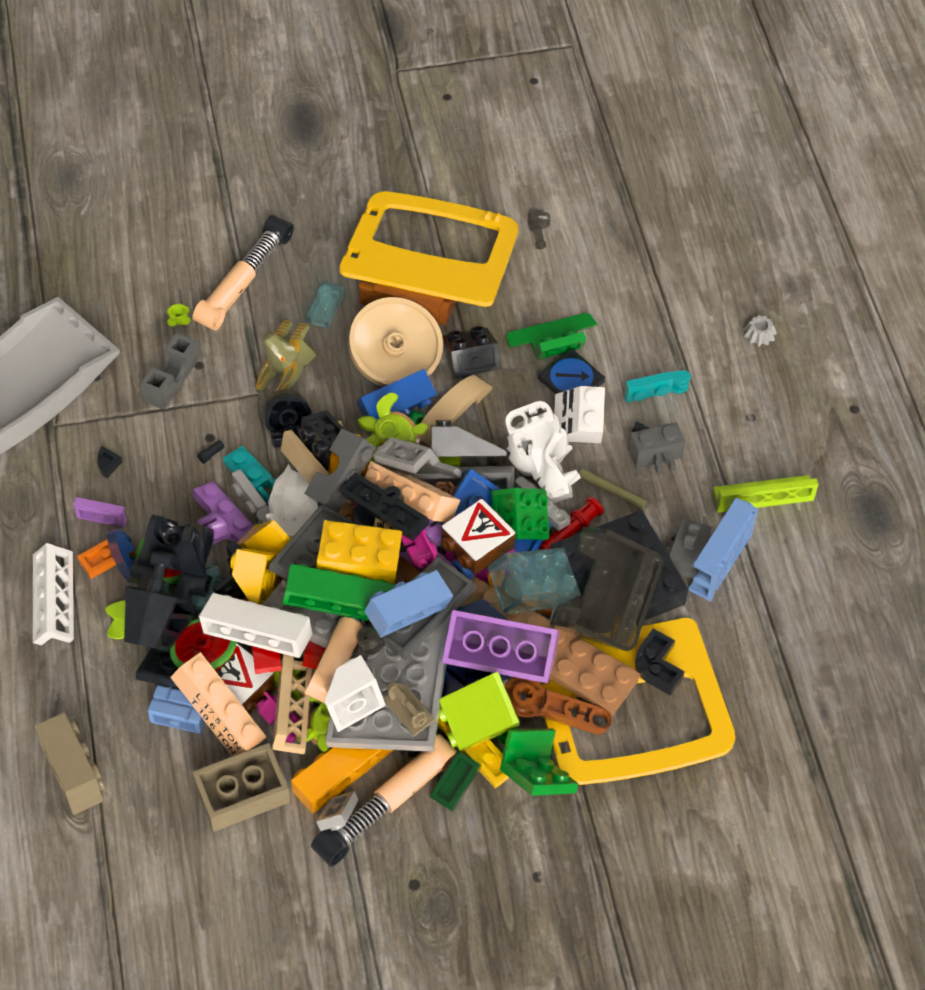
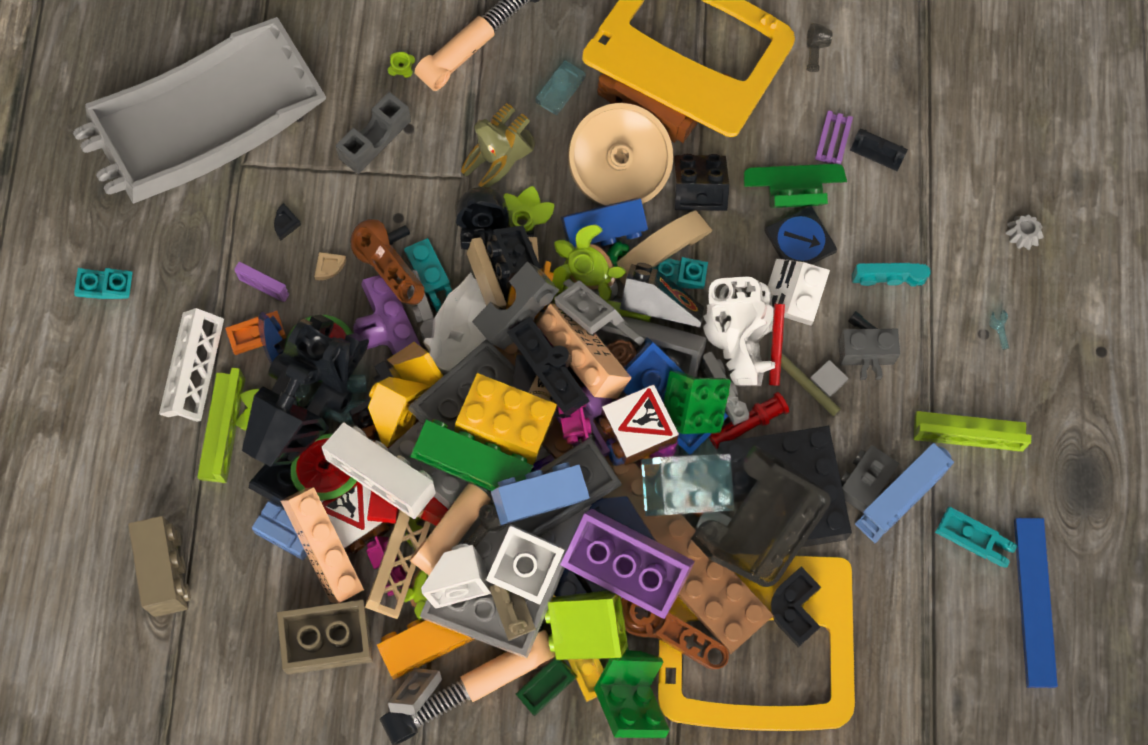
camera: 15 degrees right, 15 degrees up
(94, 639) = (221, 426): none -> lime fence
(157, 488) = (329, 265): none -> tan tile
(208, 467) = (372, 247): none -> dark orange beam
(324, 400) = (528, 207): none -> lime plate
(411, 663) = (525, 564): none -> white slope
(480, 423) = (685, 273): none -> teal slope
(575, 280) = (838, 119): none -> medium lavender tile
(576, 459) = (776, 346): none -> red bar
(621, 295) = (878, 149): none -> black hinge
(630, 479) = (829, 378): none -> light grey tile
(761, 406) = (999, 326): none -> clear light blue hand
(795, 573) = (974, 536): none -> teal hinge
(863, 615) = (1035, 603): none -> blue tile

